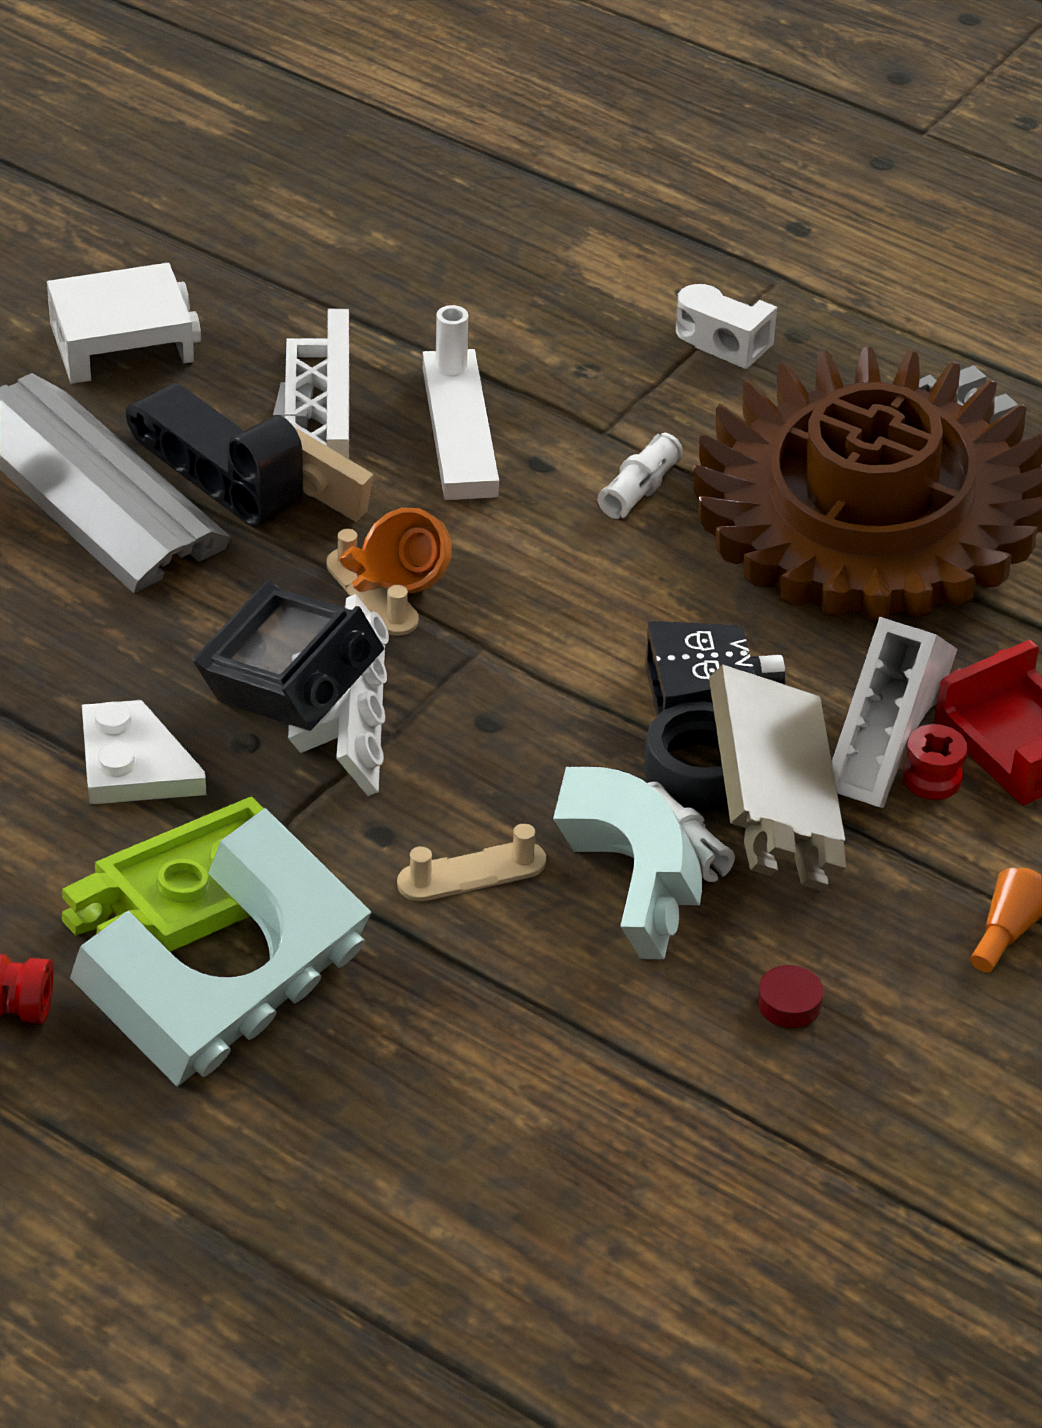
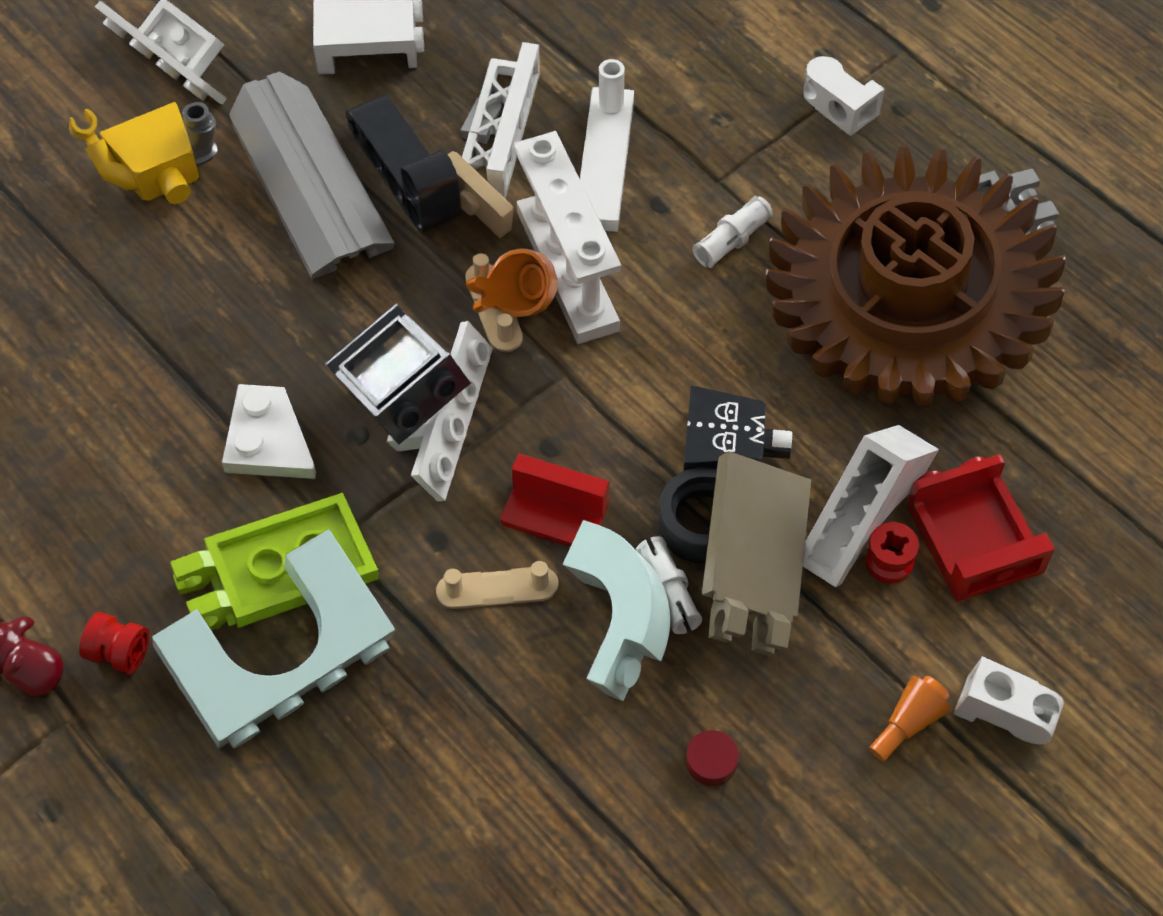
camera: 15 degrees right, 15 degrees up
(481, 481) = (570, 235): none -> white fence
(514, 765) = (553, 500): none -> red panel

